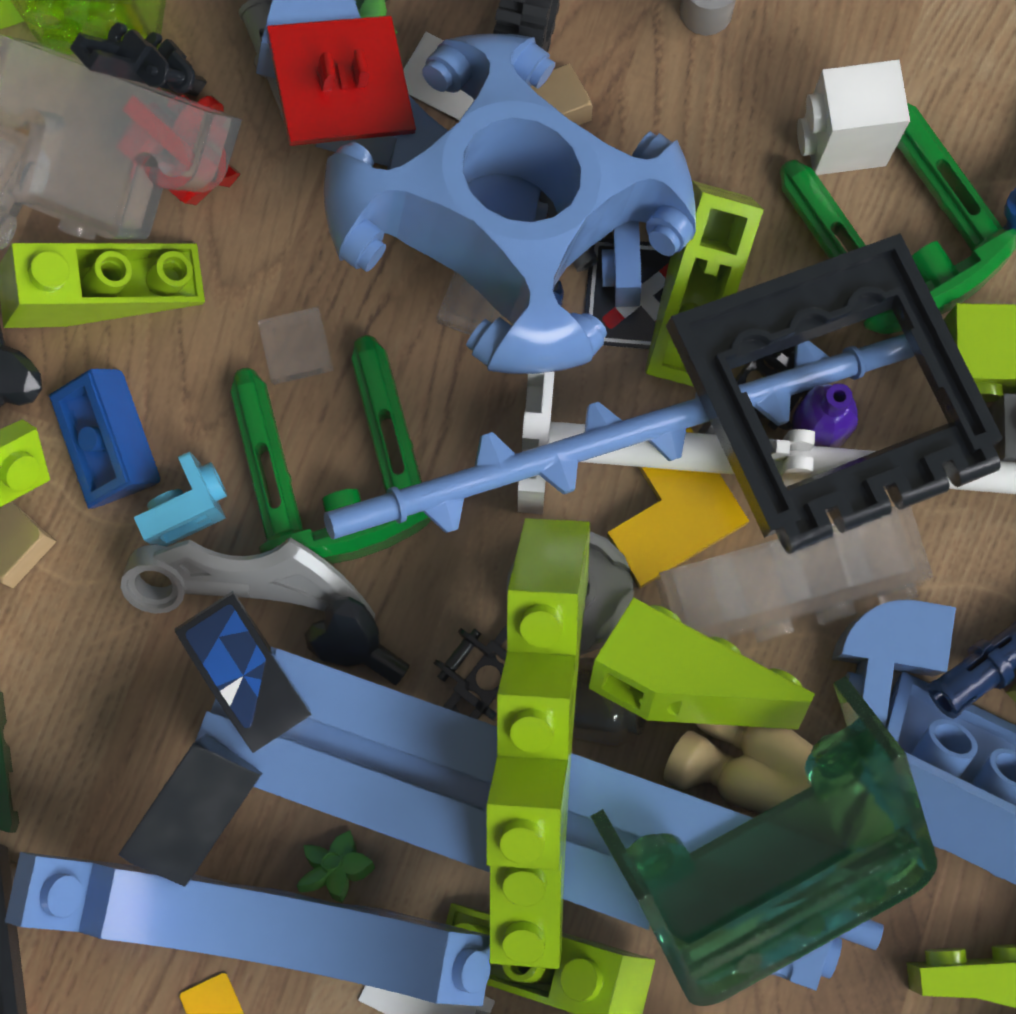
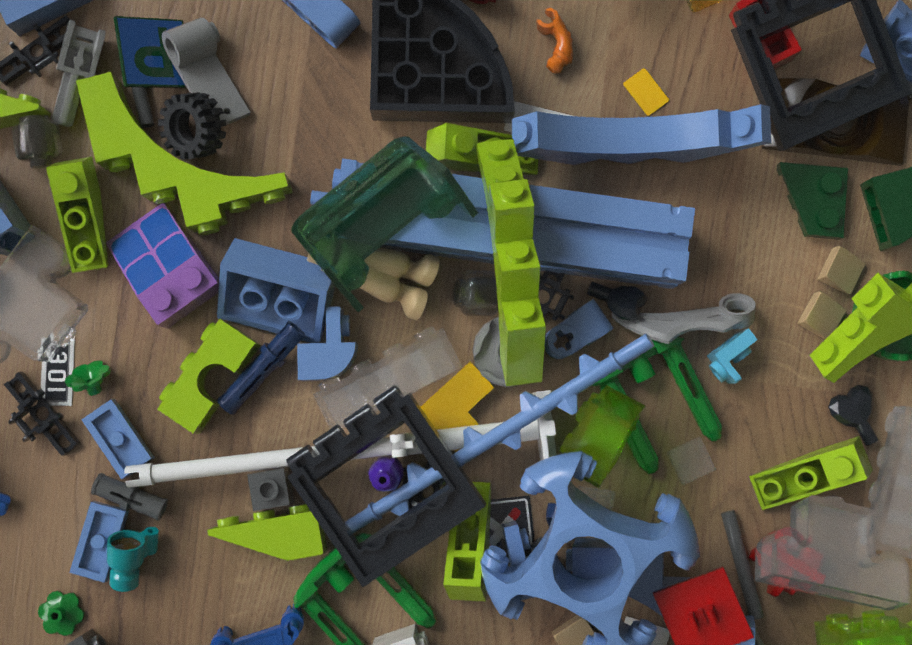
camera: 160 degrees right, 5 degrees up
(104, 436) = (785, 387): blue slope -> none
(139, 59) = (827, 604): black piece -> none
(191, 811) = (686, 182): black slope -> none
(242, 672) = (677, 259): slope -> none
(252, 164) = (742, 564): none -> dark grey piece
(335, 867) = (603, 178): bright green plant -> none
(429, 603) = (580, 328): none -> medium blue piece
(438, 410) = (603, 430): none -> clear neon green brick
(683, 676) = (444, 309): lime slope -> none

